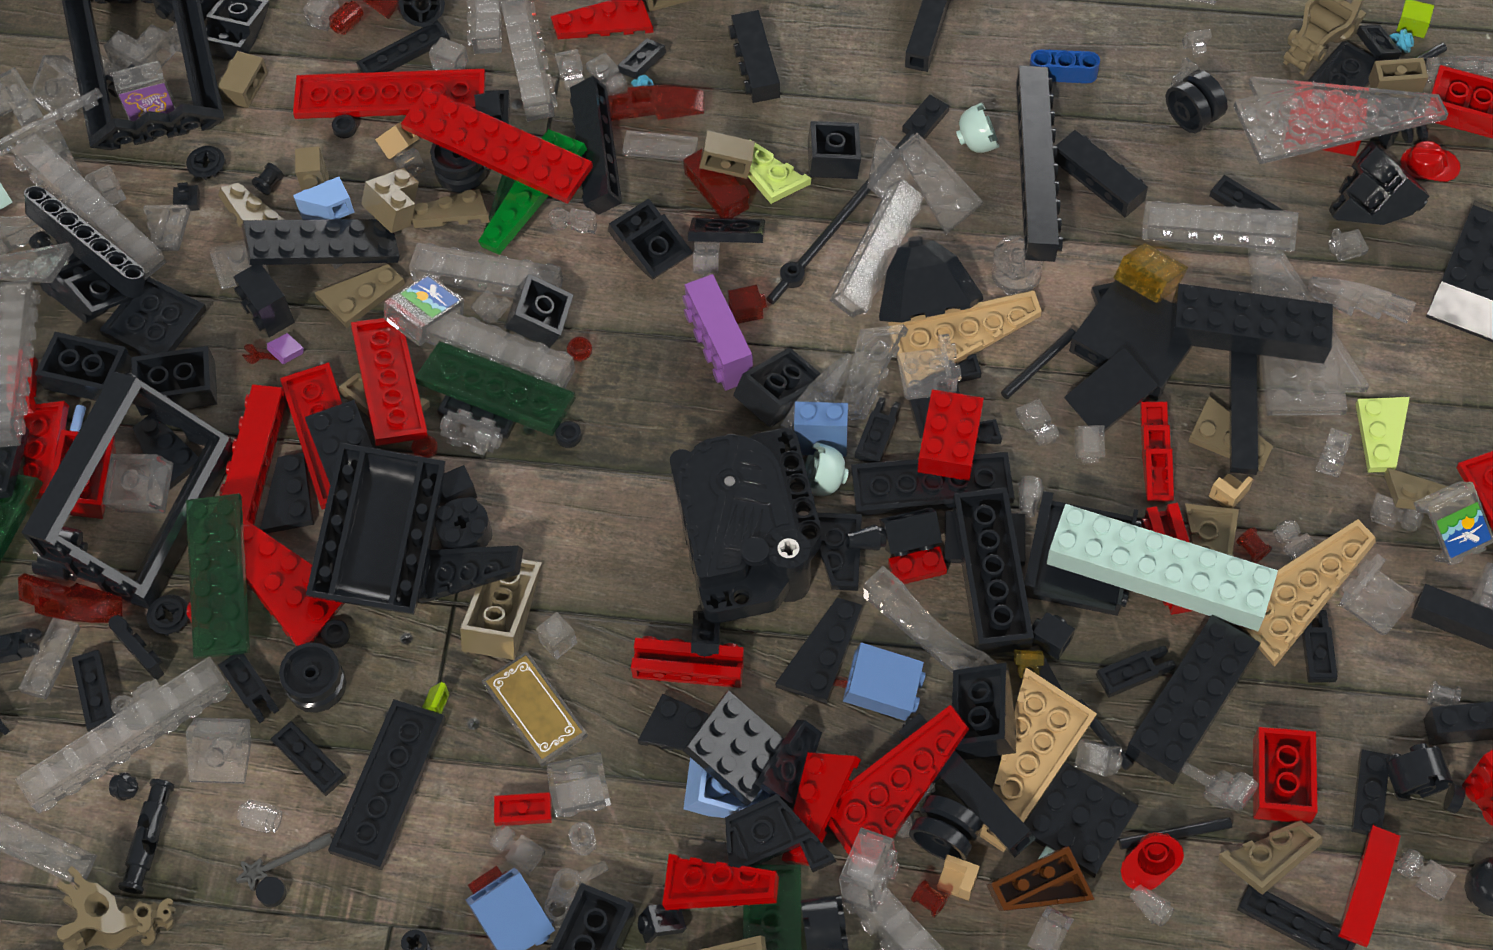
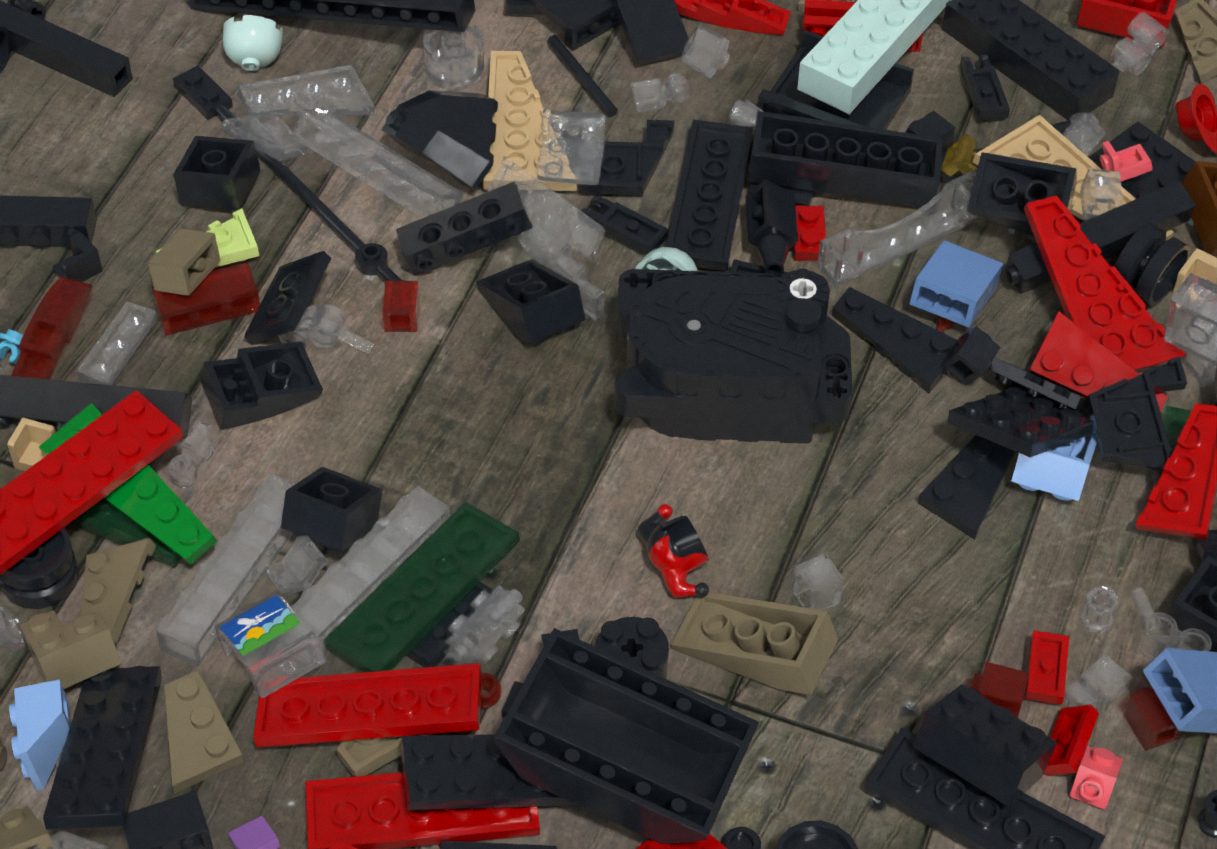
camera: 80 degrees left, 10 degrees down
(431, 768) = (985, 744): none -> black brick
(436, 698) = (872, 737): lime slope -> none
(436, 856) = (1096, 777): none -> coral bracket
(459, 832) = (1072, 737): none -> red plate
(467, 568) = (703, 641): black wing -> none
(491, 777) = (1002, 686): none -> clear red brick
(534, 709) = (908, 634): pearl gold tile -> none
(556, 121) = (26, 441): none -> tan panel
(565, 535) = (674, 551): none -> piece
(568, 434) = (523, 523): black tile -> none
(578, 785) = (1024, 599): clear slope -> none
(579, 343) = (391, 483): clear red plate -> none
(675, 663) = (884, 462): red brick -> none
(704, 635) = (864, 422): black plate -> none
(717, 331) = (440, 330): medium lavender brick -> none
(728, 100) = (83, 263): none -> black panel
(809, 705) = (971, 355): none -> black brick
(822, 424) = (617, 251): medium blue brick -> none
(824, 321) = (464, 228): none -> black brick
(950, 435) = (665, 150): red brick -> none
(1011, 775) = (1100, 192): none -> clear brick
(1062, 792) = (1129, 161): none -> coral bracket
(1181, 832) = (1169, 103): black bar -> none

